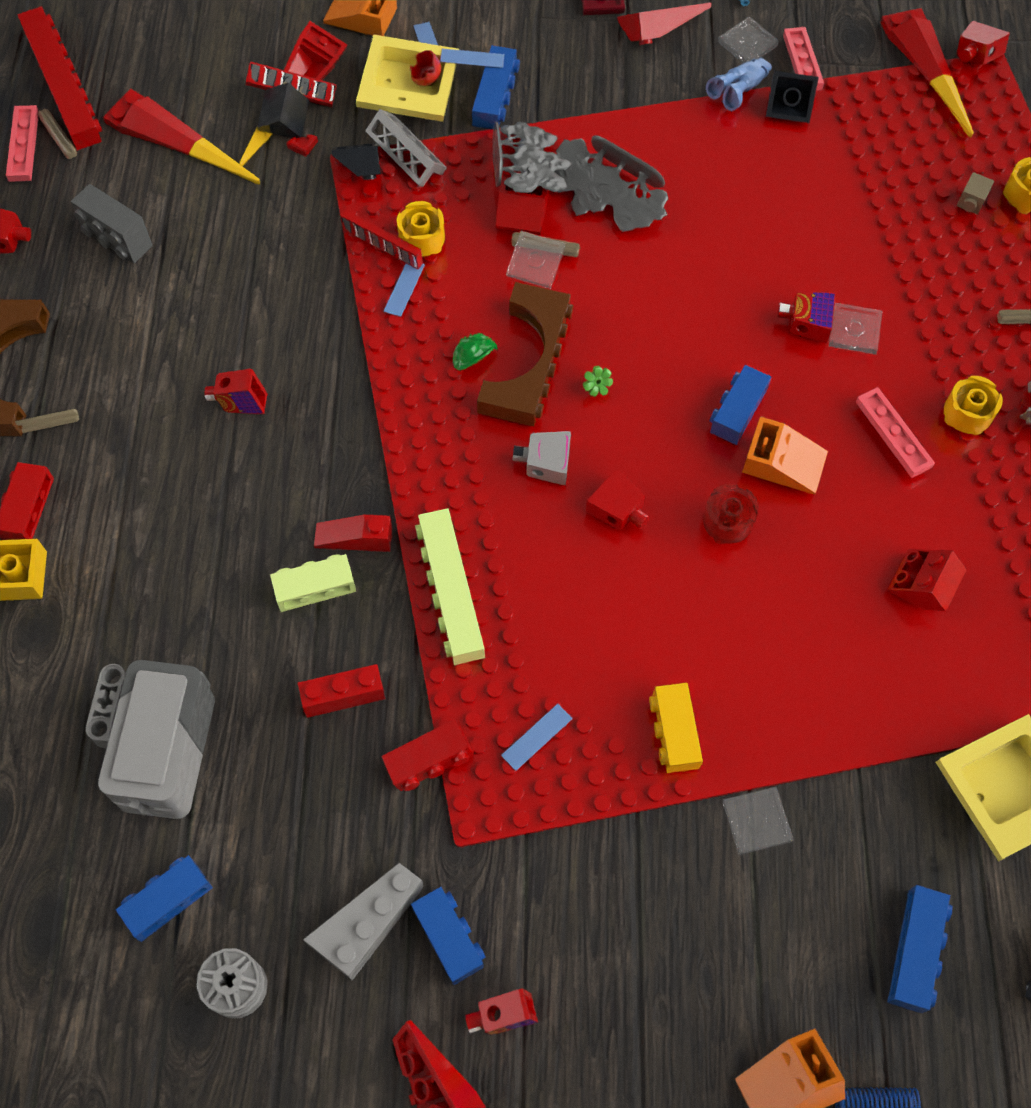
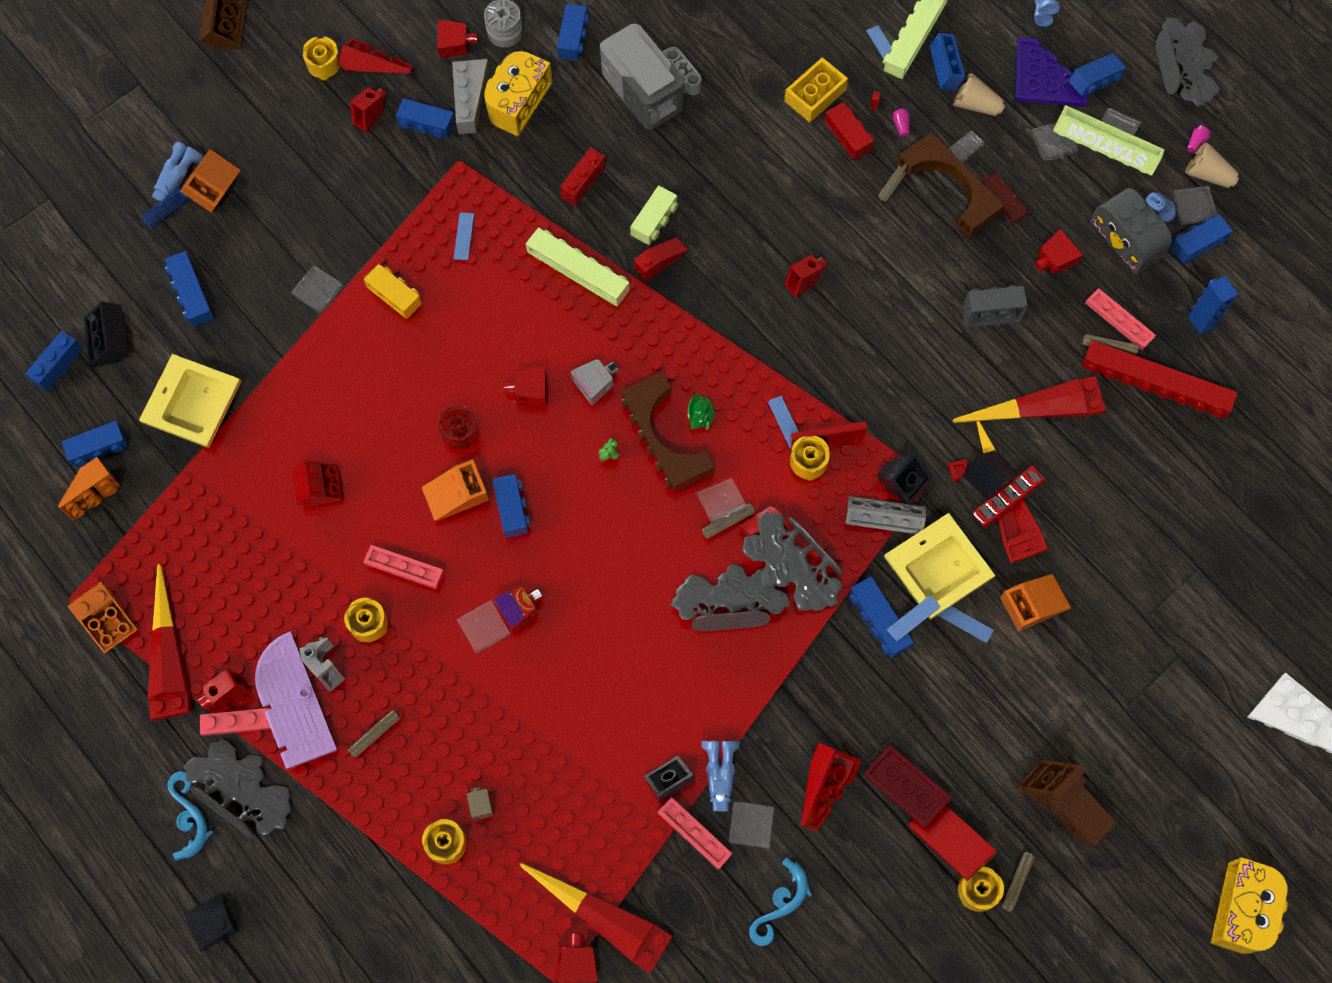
camera: 140 degrees right, 5 degrees up
(309, 1026) = (454, 38): none -> red torso
(311, 863) = (517, 90): none -> yellow brick
(426, 69) = (934, 582): red hair -> none
(428, 756) = (508, 180): red brick -> none

